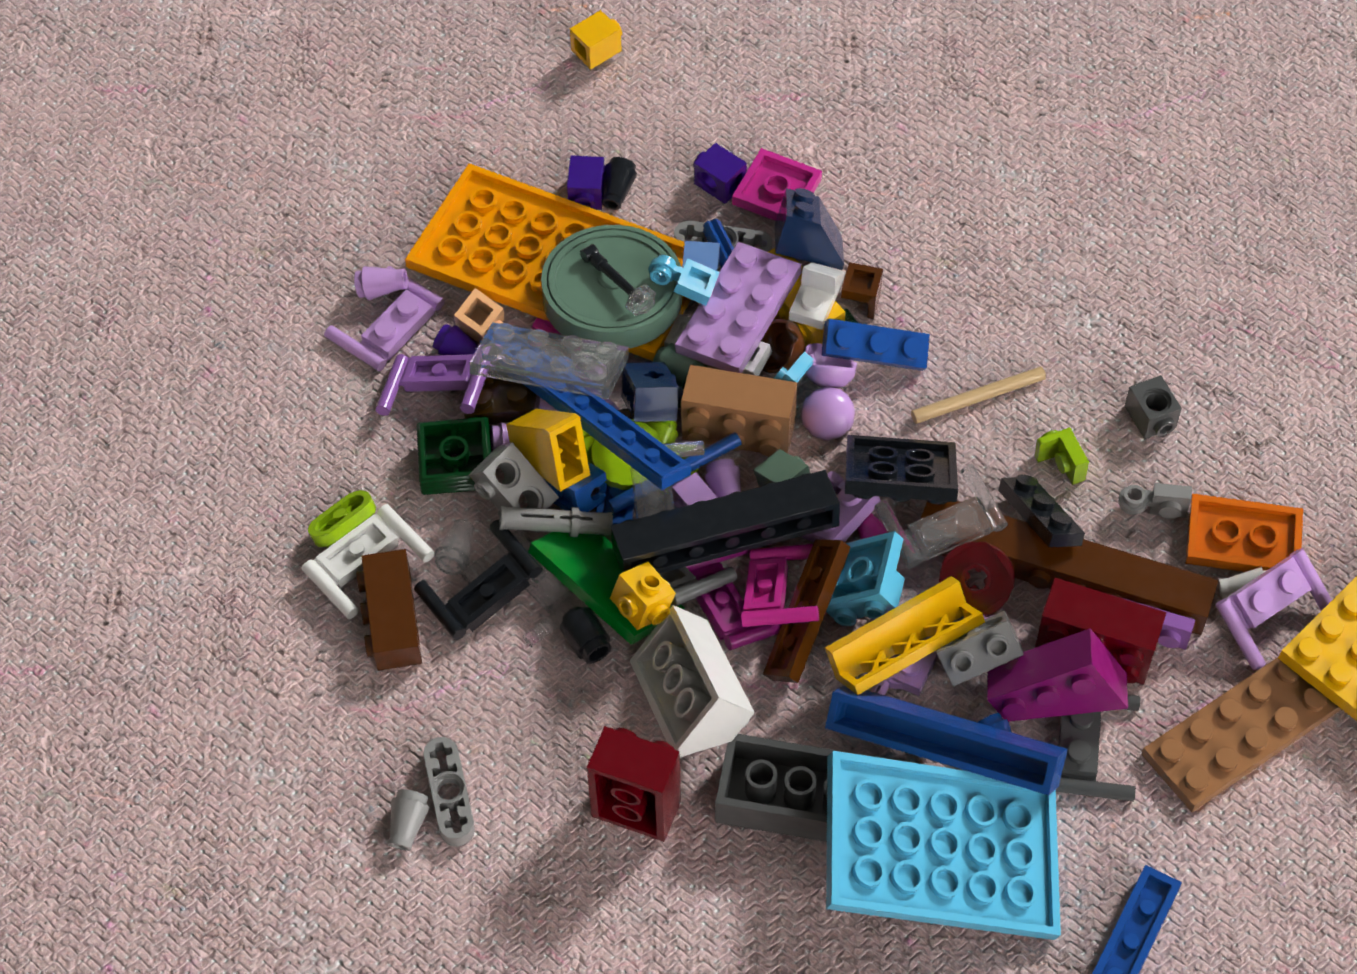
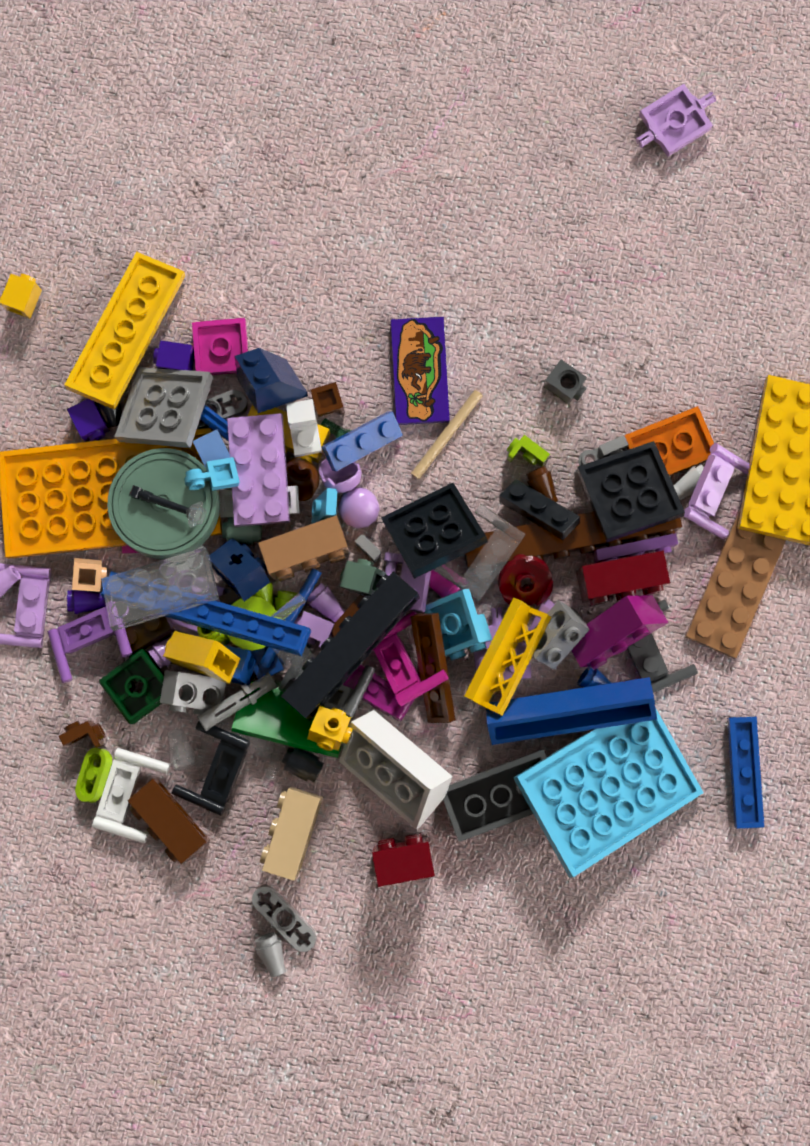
camera: 30 degrees left, 25 degrees up
(359, 468) = (77, 731): none -> reddish brown bracket
(524, 690) = (291, 833): none -> tan brick
(676, 203) = (164, 407): none -> light grey plate
(683, 118) = (125, 330): none -> yellow plate
(811, 452) = (368, 548): none -> light grey tile
(987, 319) = (420, 370): none -> tile
(1063, 488) = (542, 481): none -> reddish brown cone
(1164, 543) = (630, 491): none -> black plate

